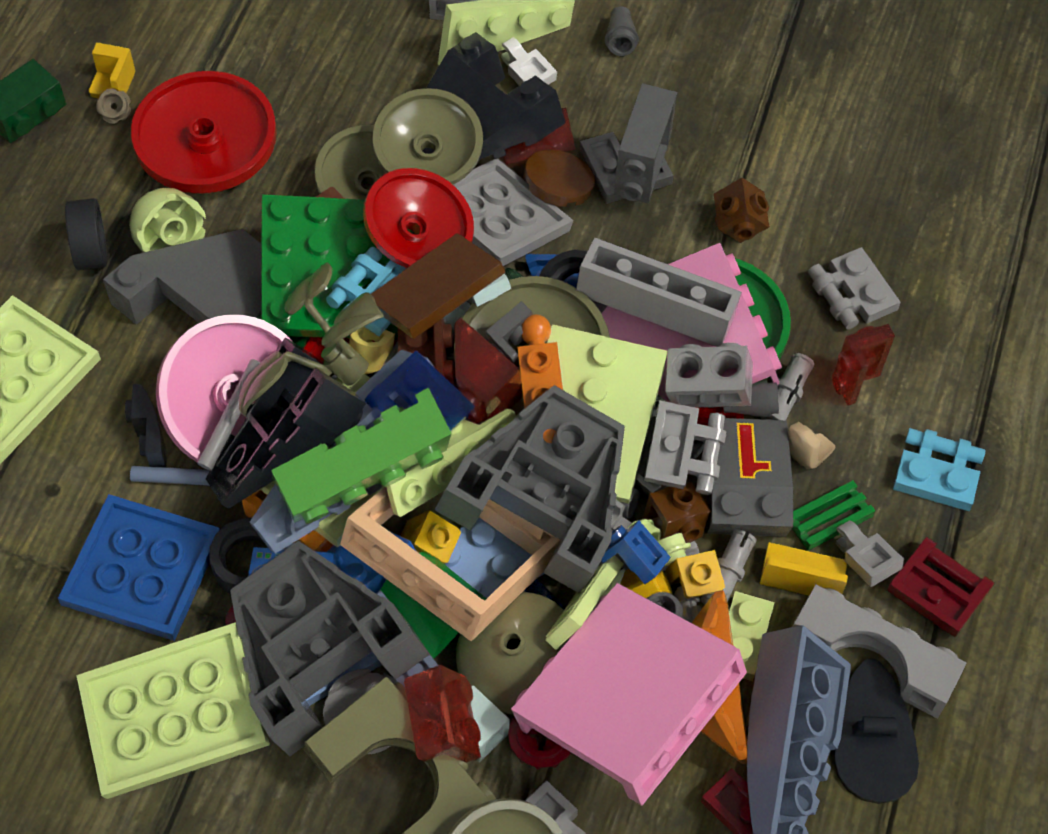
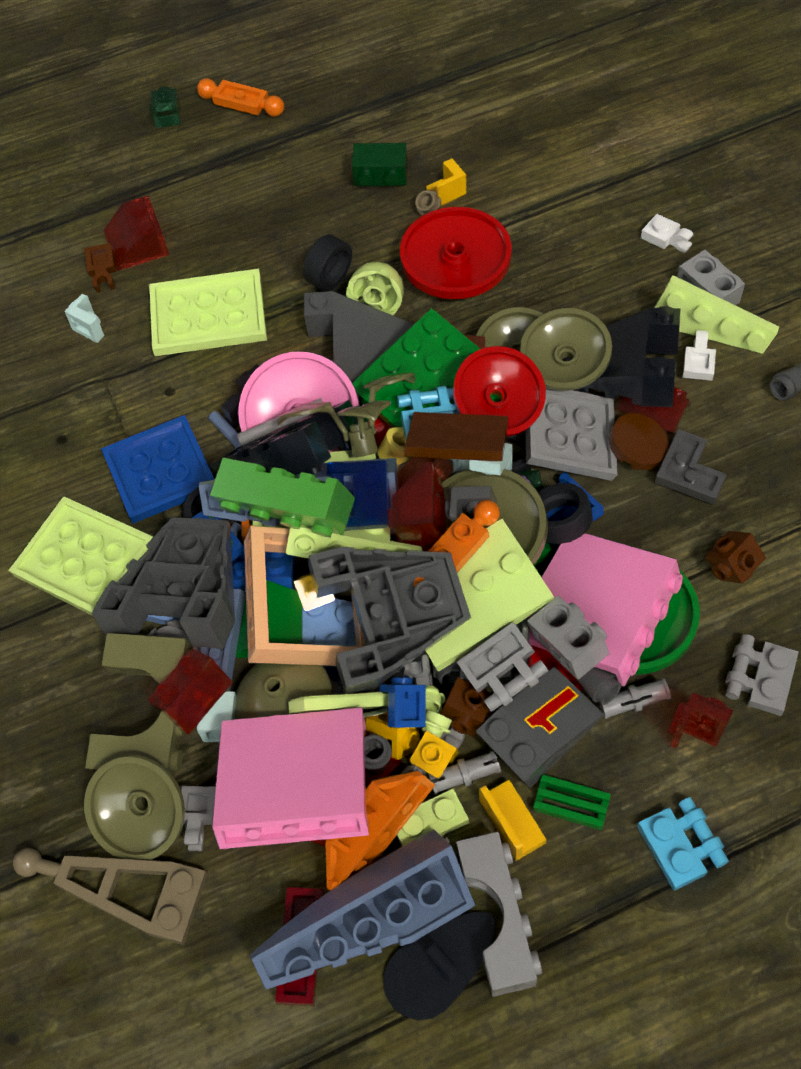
camera: 55 degrees right, 0 degrees up
(645, 143) = (706, 458): dark grey window -> none
(658, 292) = (589, 555): light grey brick -> none
(807, 447) = (604, 749): tan hair -> none
(869, 557) = (558, 850): light grey plate -> none
(935, 595) = (578, 921): dark red plate -> none

